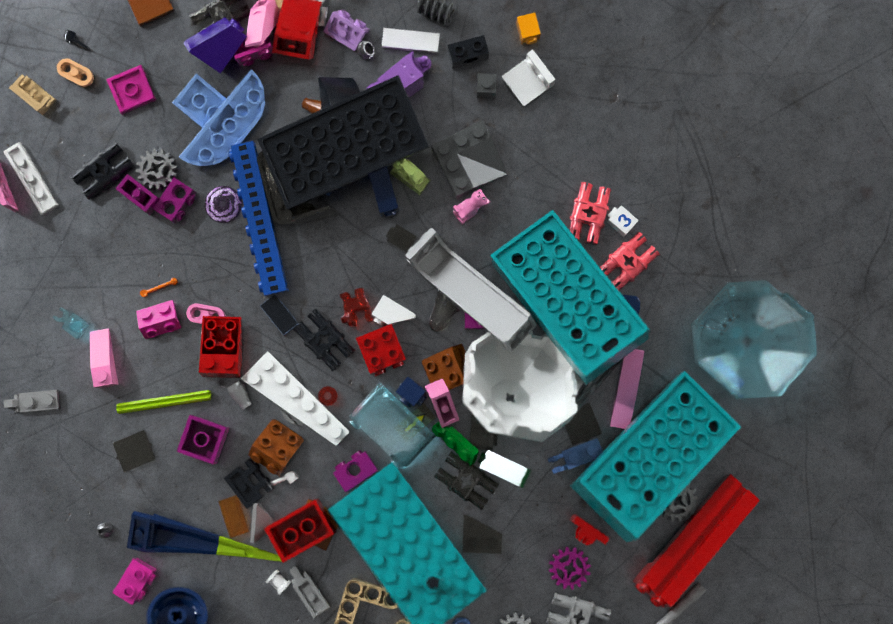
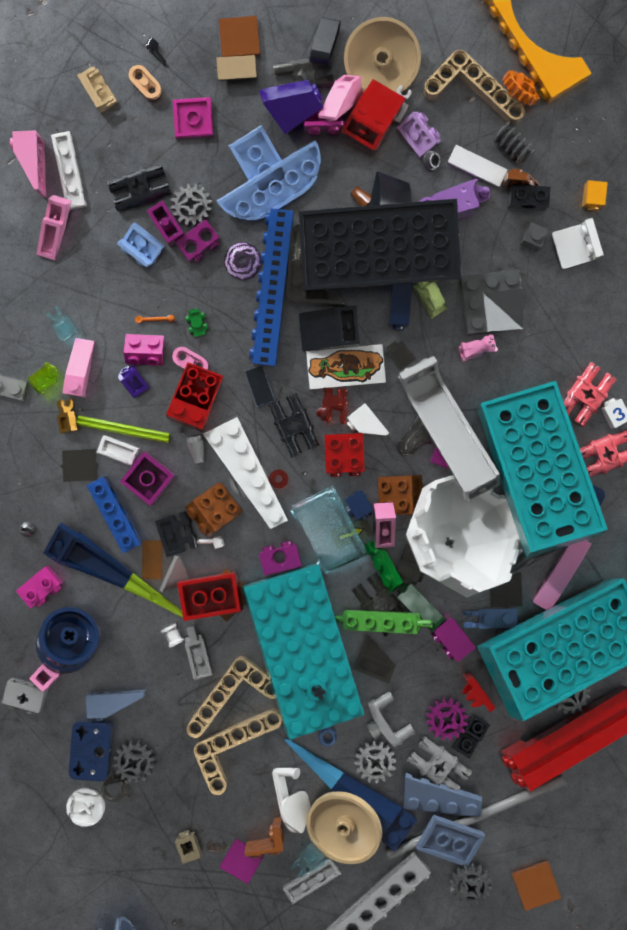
camera: 15 degrees right, 5 degrees up
(33, 235) = (53, 226): none -> bright pink slope
(72, 380) = (43, 378): none -> clear neon green bracket
(106, 410) = (66, 419): none -> pearl gold plate
(122, 223) = (141, 245): none -> light blue bracket
(155, 29) = (236, 67): none -> tan hinge
(157, 352) = (132, 381): none -> dark purple bracket
(165, 423) = (118, 450): none -> white tile
(183, 485) = (114, 514): none -> blue brick
(197, 273) = (195, 318): none -> green piece
(326, 237) = (329, 328): none -> black slope
(354, 268) = (346, 366): none -> tile
(452, 36) = (517, 176): none -> dark orange wing
(473, 495) = (382, 621): none -> bright green plate
(508, 598) = (380, 726): none -> light grey connector
(546, 487) = (455, 641): none -> magenta brick
(599, 576) = (471, 737): none -> black slope

